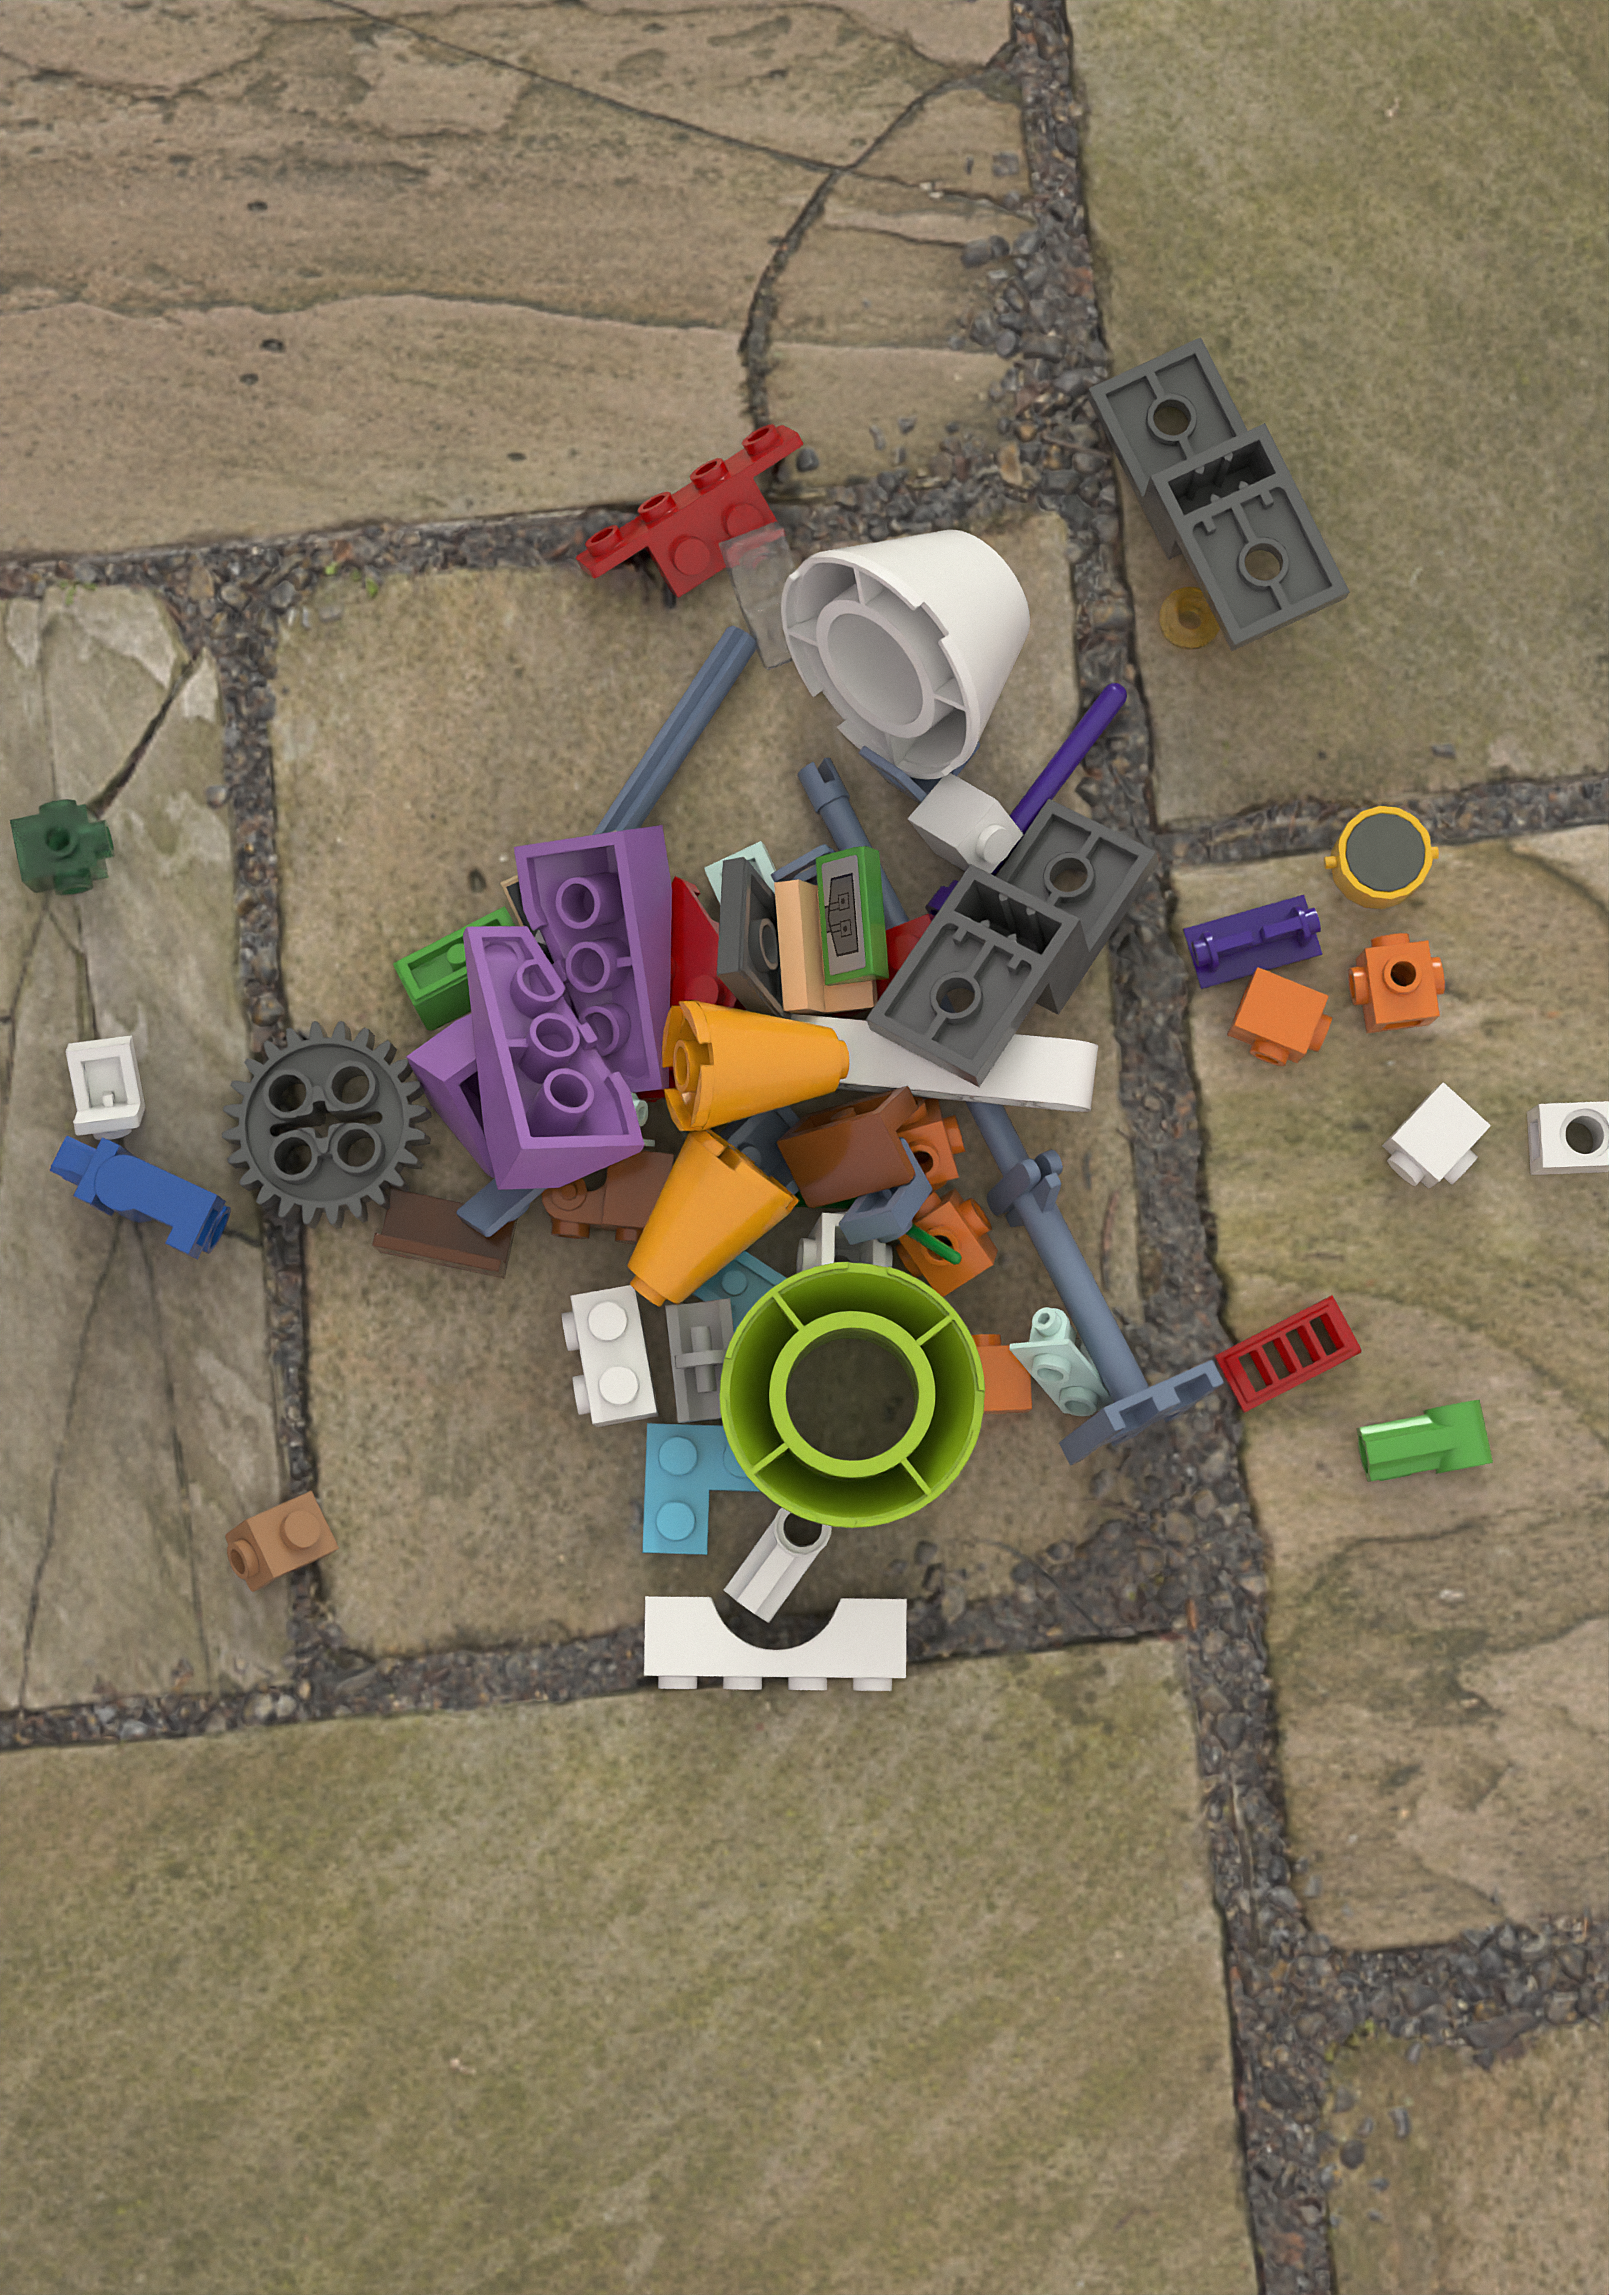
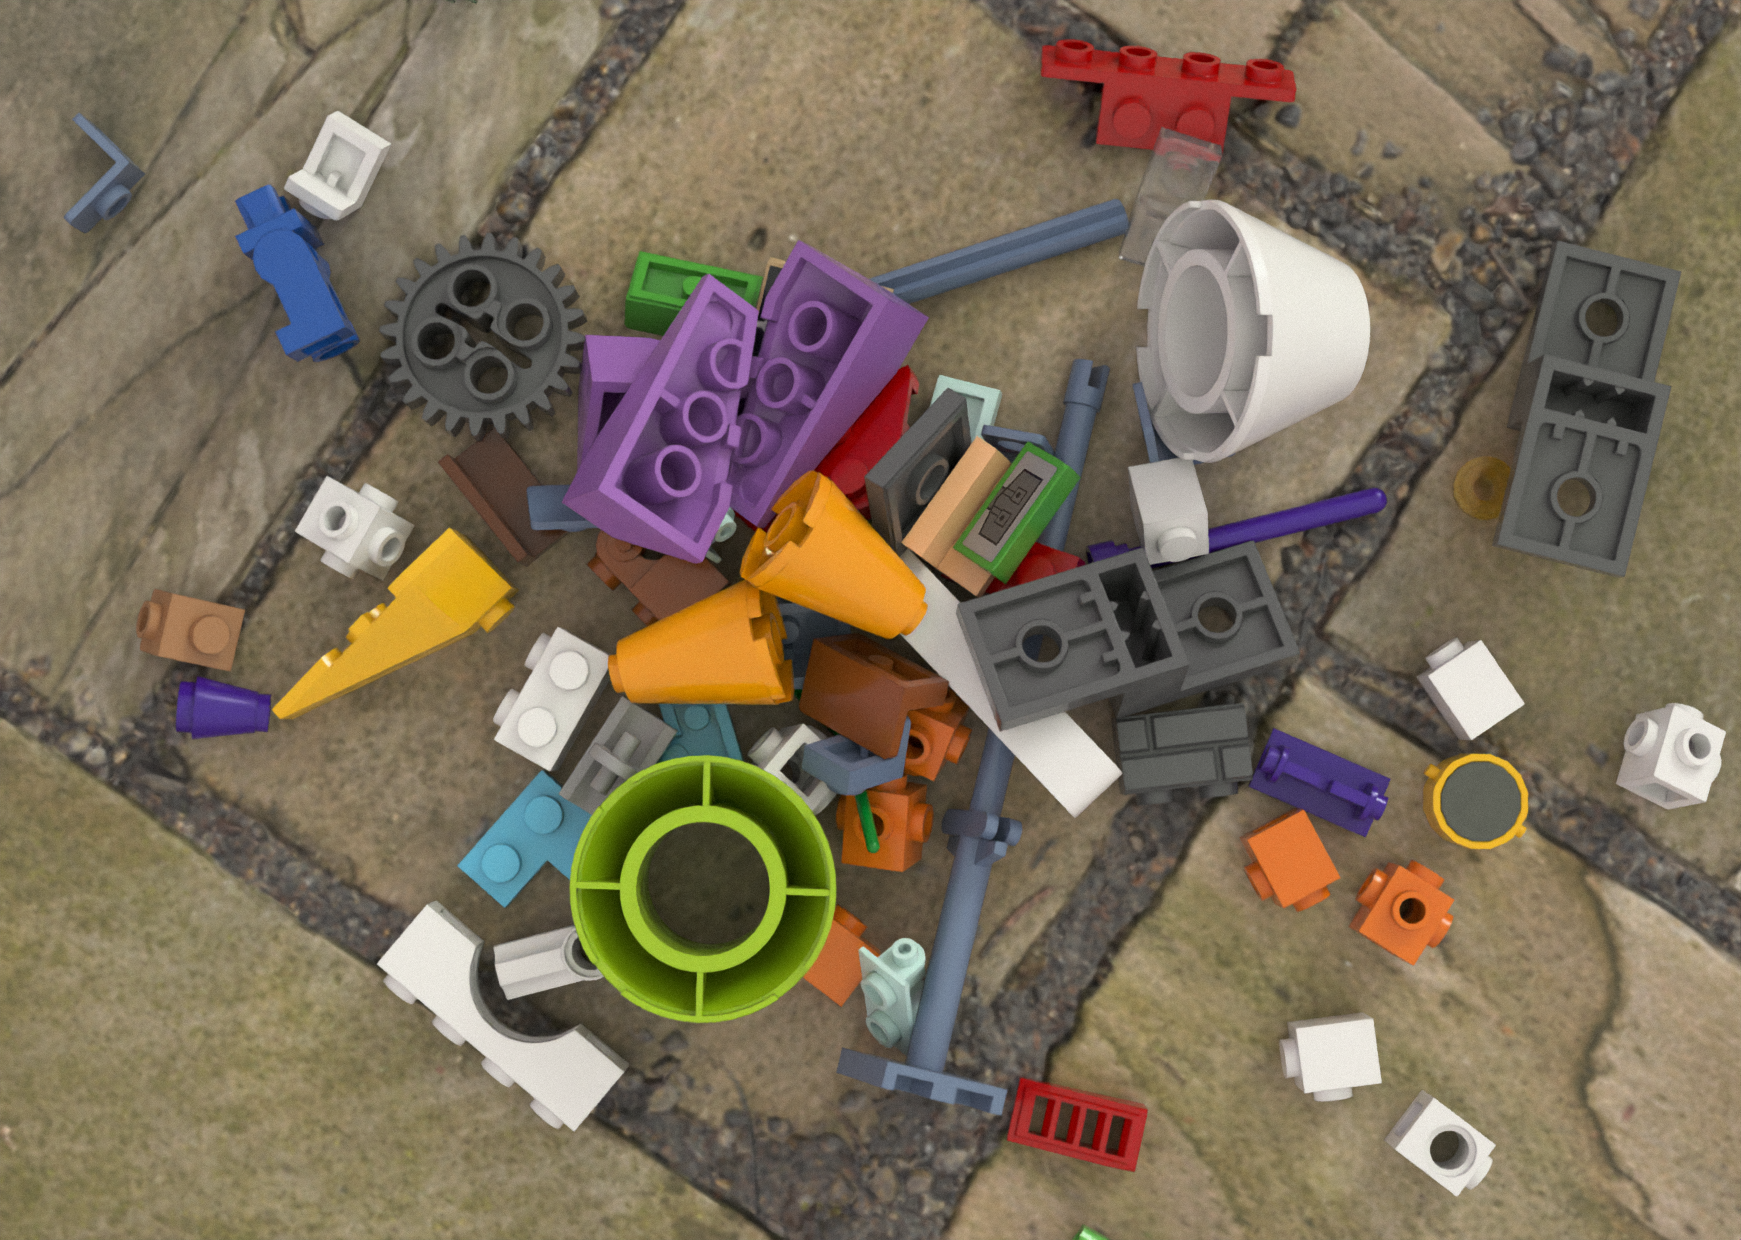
camera: 45 degrees right, 5 degrees up
(348, 1352) = (355, 528): none -> white brick
(356, 1584) = (220, 709): none -> dark purple cone
(461, 1358) = (437, 603): none -> yellow wedge
(1130, 1000) = (1182, 751): none -> dark grey brick
(1304, 776) = (1468, 687): none -> white brick
(1499, 702) = (1671, 756): none -> white brick

